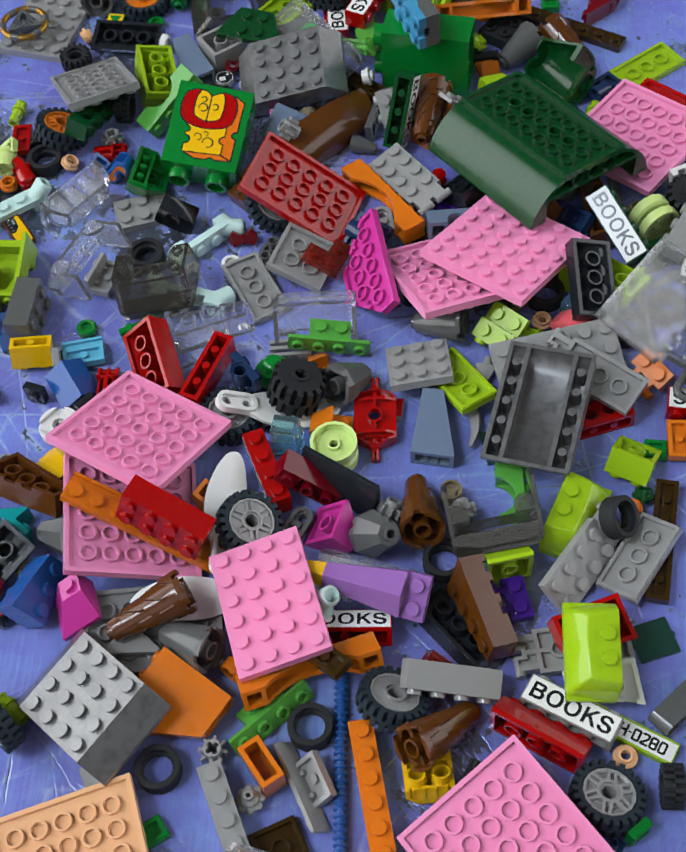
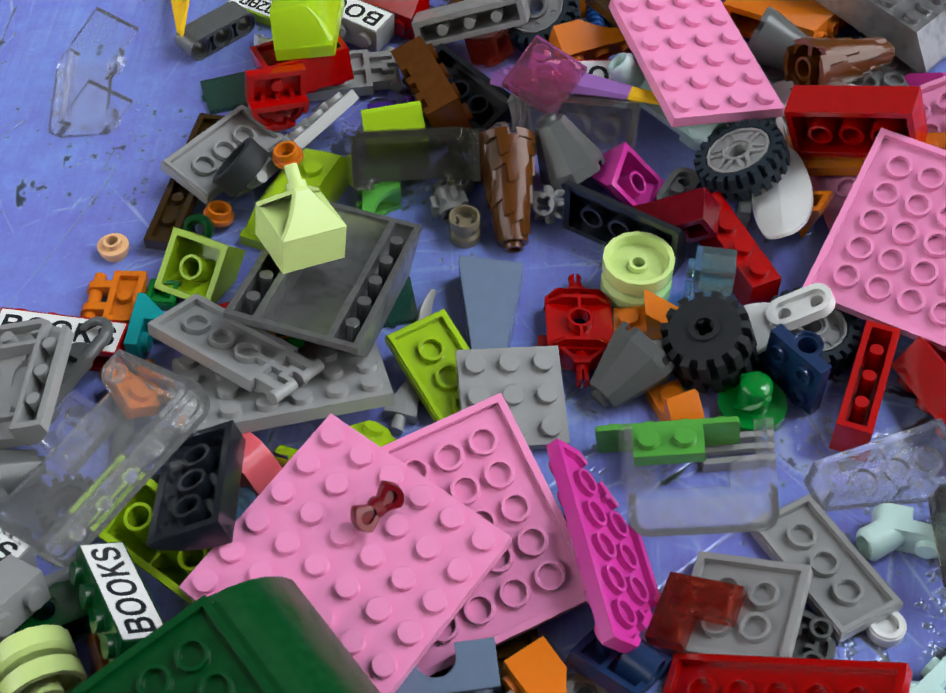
camera: 175 degrees right, 5 degrees down
(391, 565) = (544, 76): none -> clear pink plate
(490, 250) = (366, 516): none -> dark red piece
(559, 416) = (299, 225): none -> yellowish green piece
(586, 508) = (287, 153): none -> orange plate
(601, 587) = (277, 95): none -> red slope
(656, 419) = (137, 339): none -> teal slope

